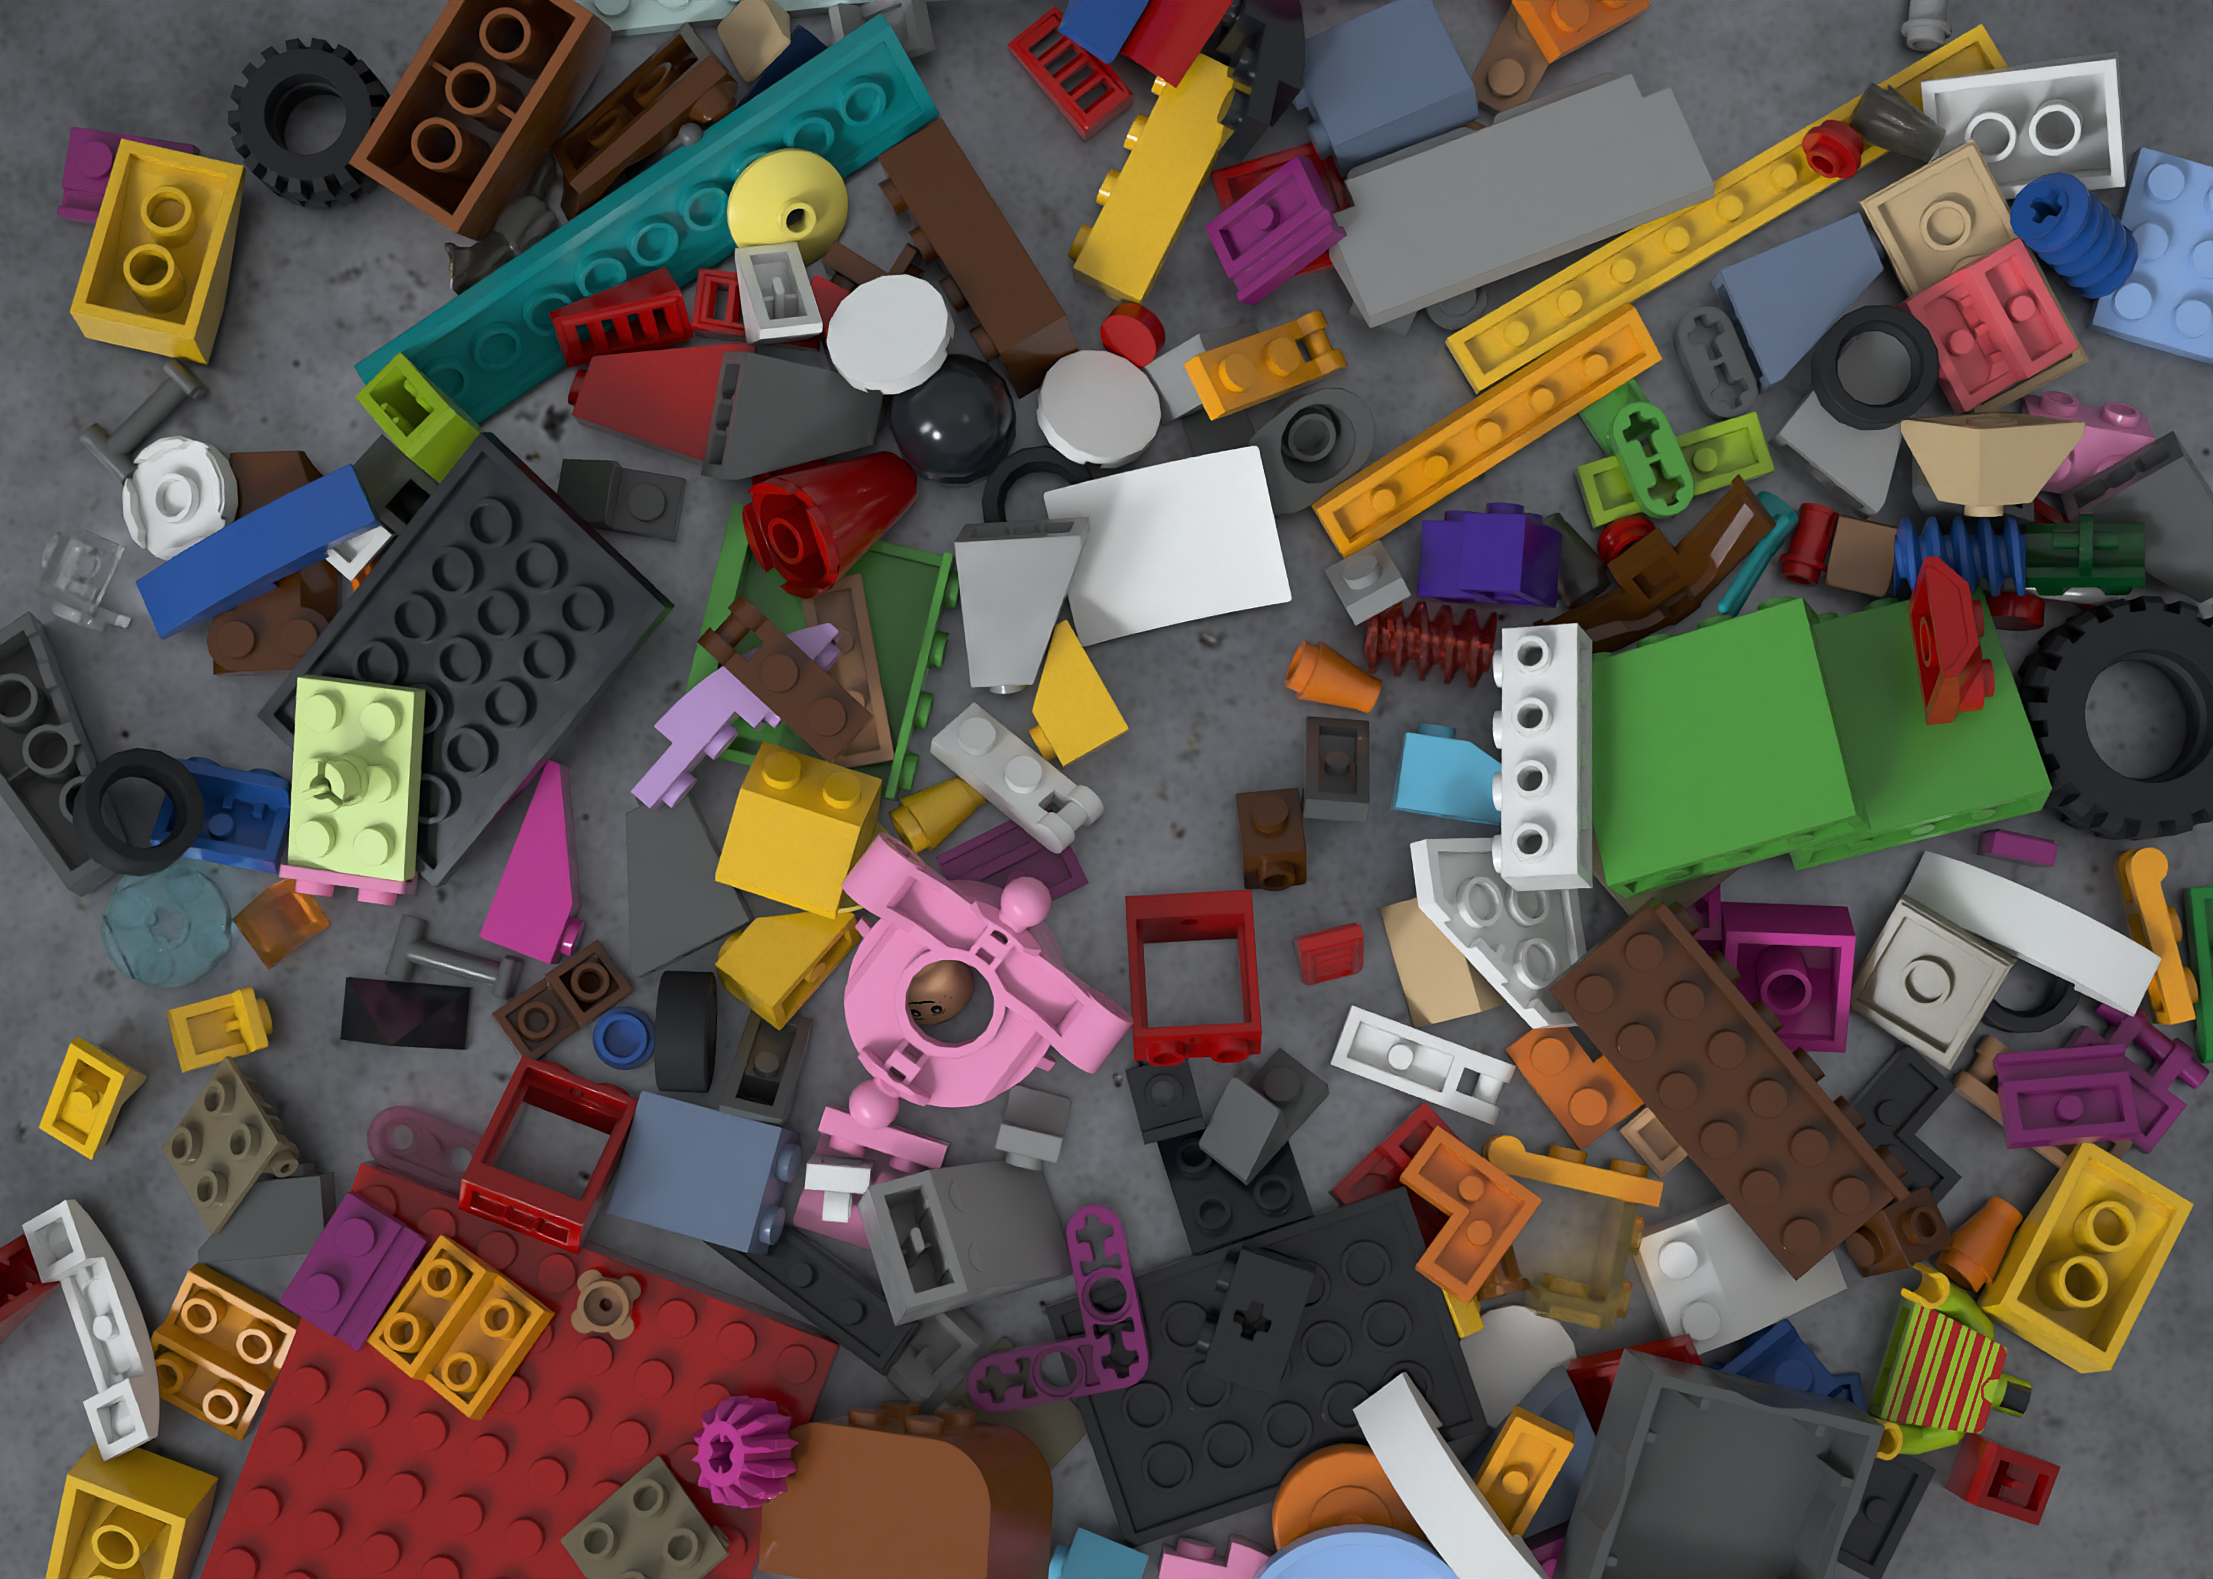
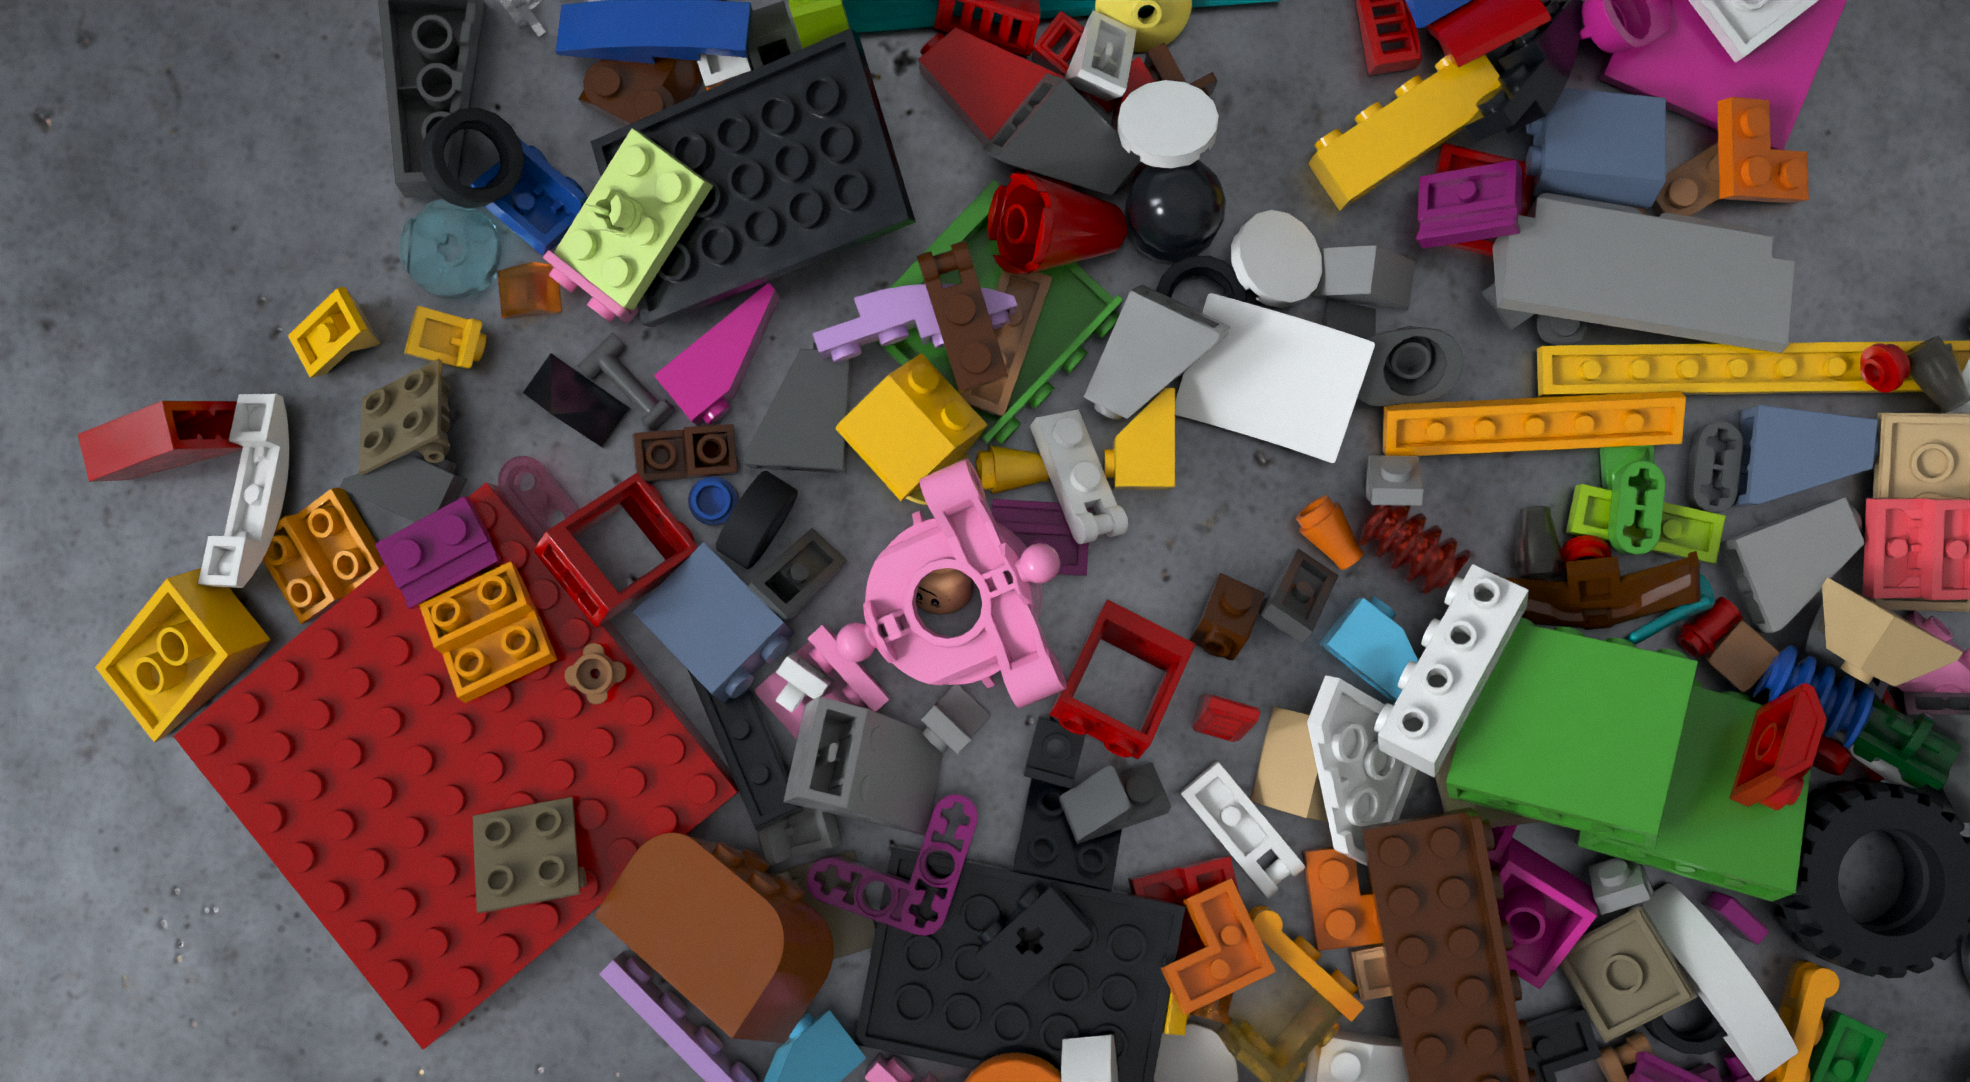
camera: 30 degrees right, 0 degrees up
(623, 498) = (921, 138): dark grey slope -> none
(744, 1451) = (630, 829): dark pink gear -> none
(784, 960) = (850, 510): yellow slope -> none
(979, 255) = (1255, 109): reddish brown wedge -> none
(1133, 333) = (1329, 221): red tile -> none
(1264, 366) = (1408, 293): light orange plate -> none
(1490, 558) = (1488, 511): dark purple brick -> none
(1868, 886) = (1619, 884): none -> light grey bracket
(1909, 333) = (1869, 524): black tyre -> none

